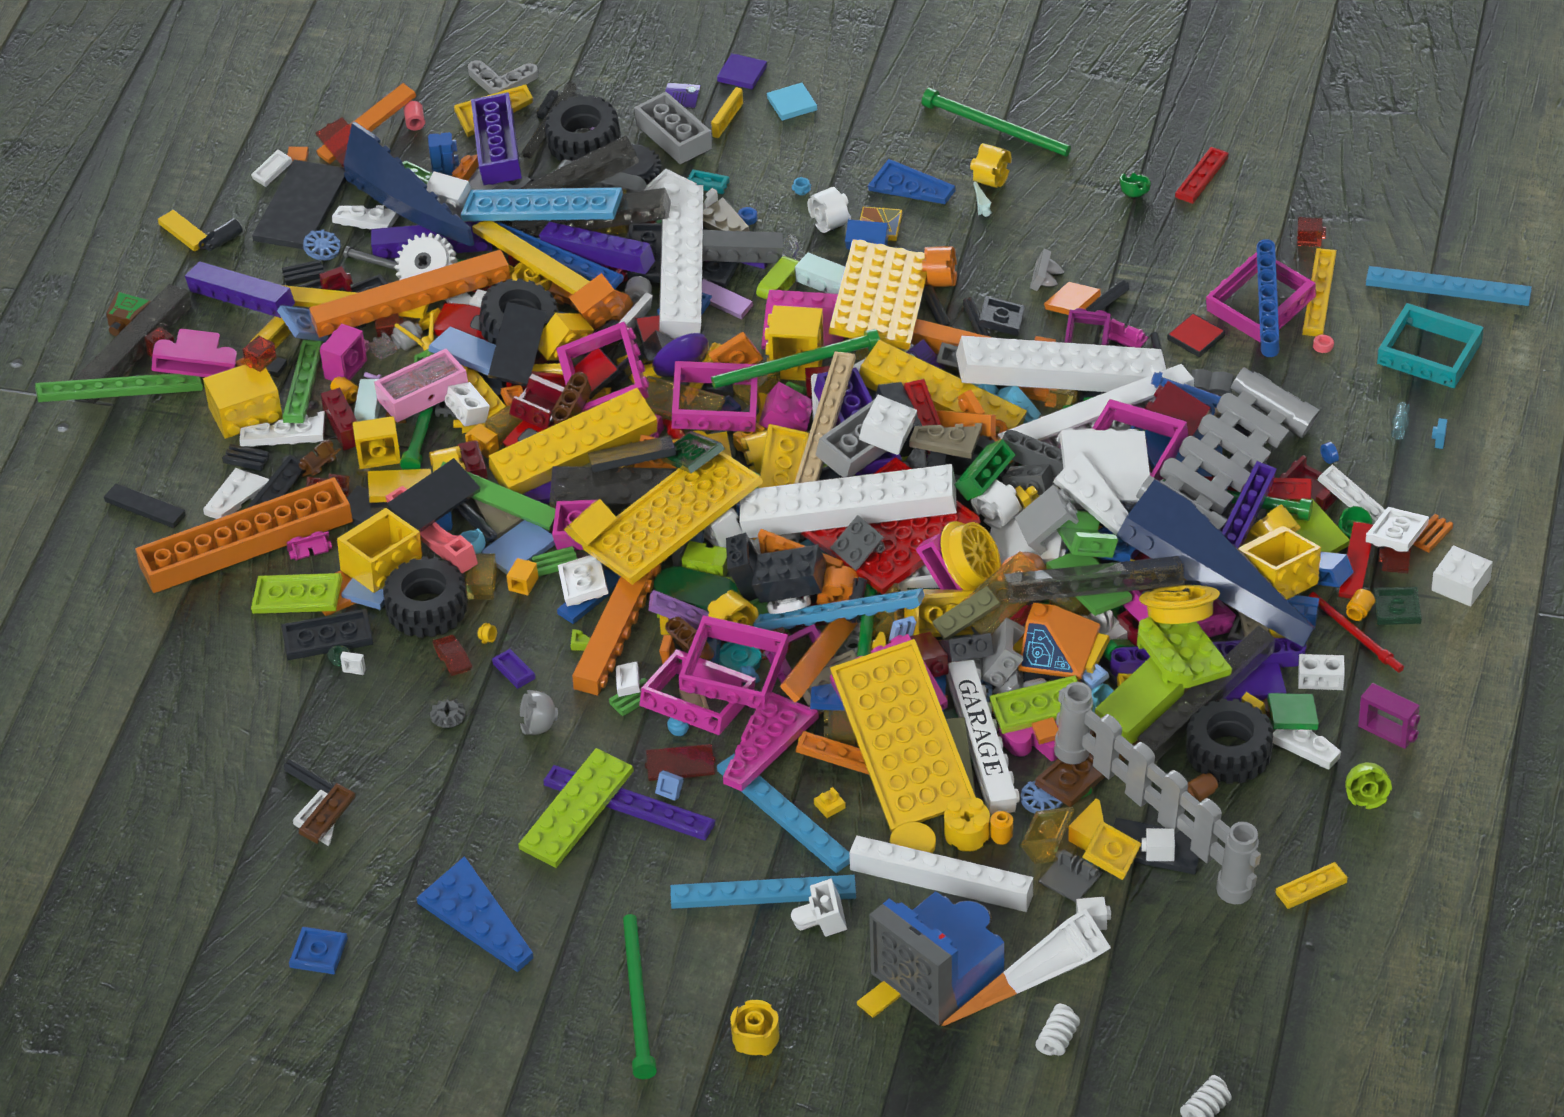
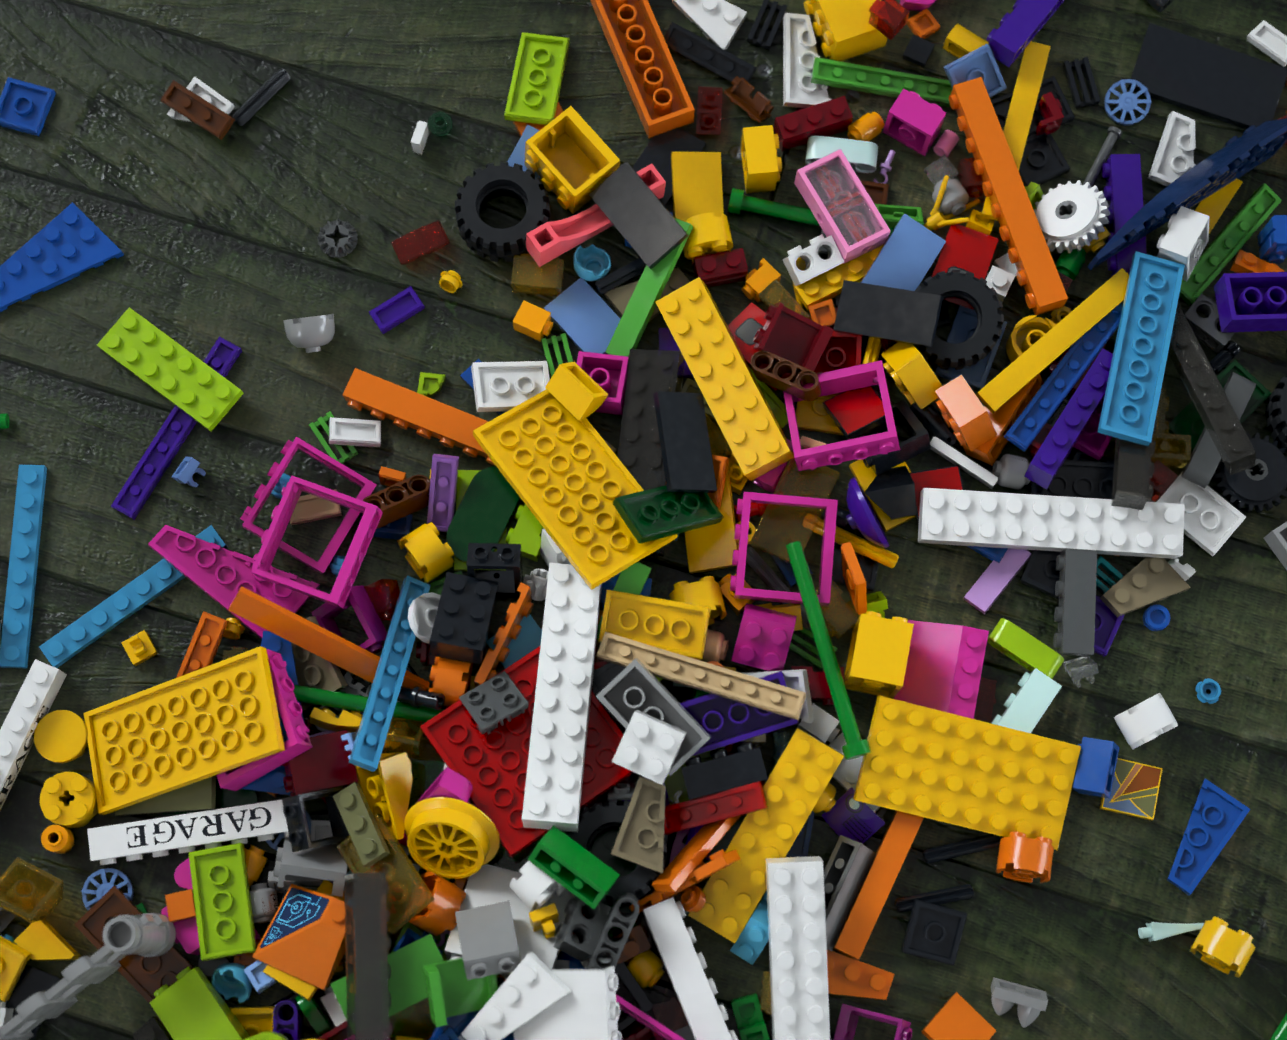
camera: 90 degrees right, 30 degrees up
(299, 546) = (611, 82): dark pink hinge -> none
(321, 634) = (476, 113): black tile -> none
(681, 761) = (229, 485): clear red piece -> none
(709, 180) = (1218, 565): teal tile -> none
(737, 655) = (382, 561): teal tile -> none

